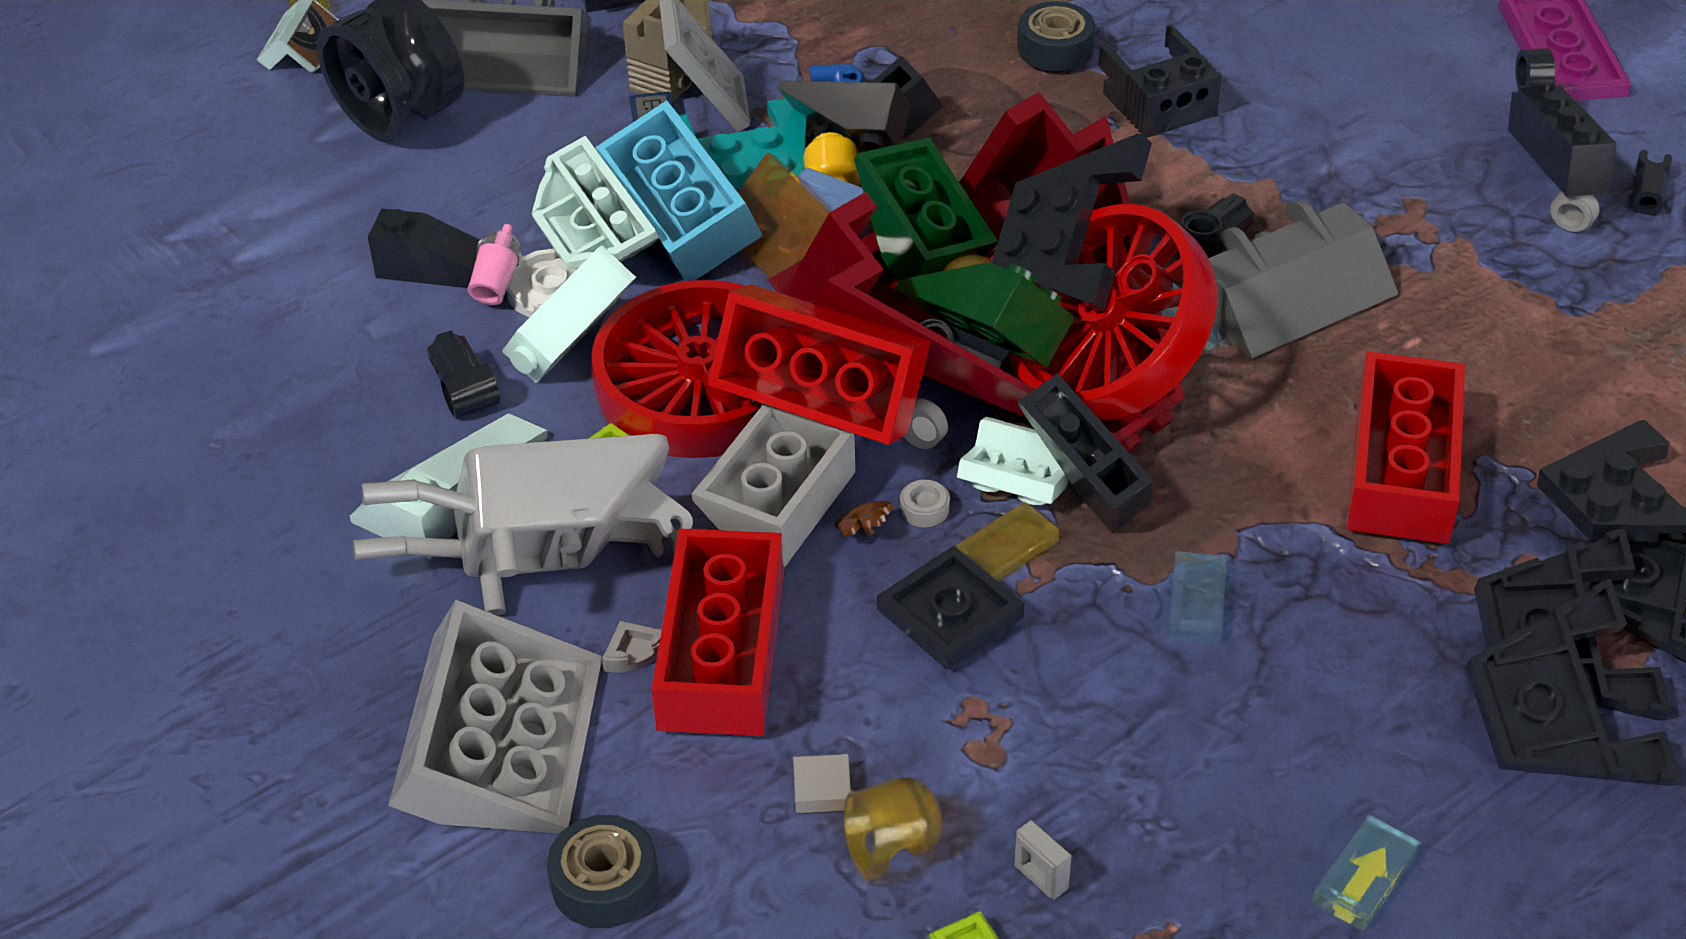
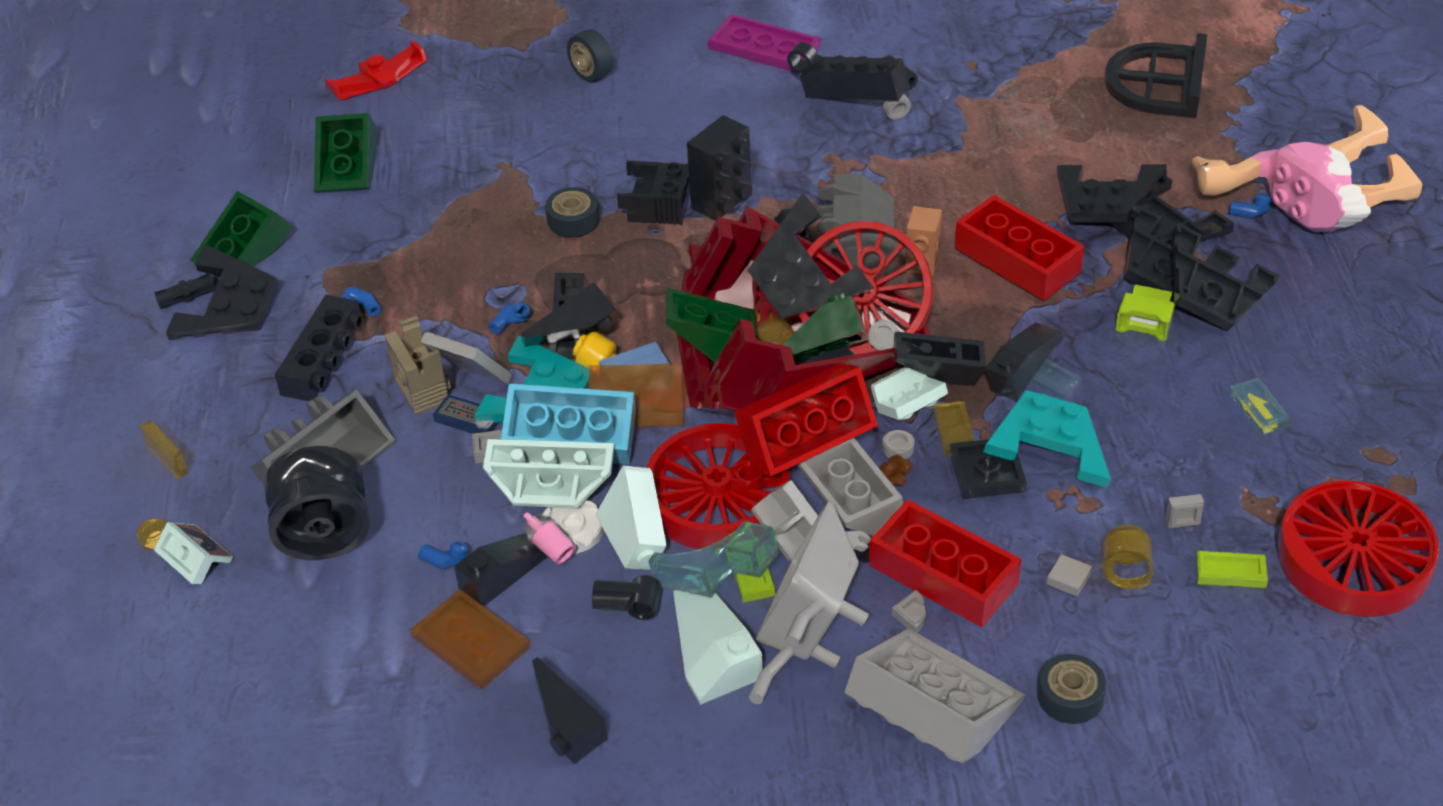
camera: 55 degrees left, 0 degrees up
(244, 407) = (571, 721): none -> black slope
(317, 290) = (470, 639): none -> clear orange tile
(420, 201) = (443, 559): none -> blue arm
(546, 414) = (703, 571): none -> clear light blue arch
(686, 430) = (788, 515): none -> light grey panel
(1058, 362) = (882, 335): none -> light grey tile
(1085, 634) = (1054, 426): none -> teal wing
(1173, 542) = (1020, 360): none -> black slope
(1231, 96) = (719, 167): none -> black brick
(1308, 343) = (925, 232): none -> nougat brick
(1427, 645) = (1146, 311): none -> lime piece

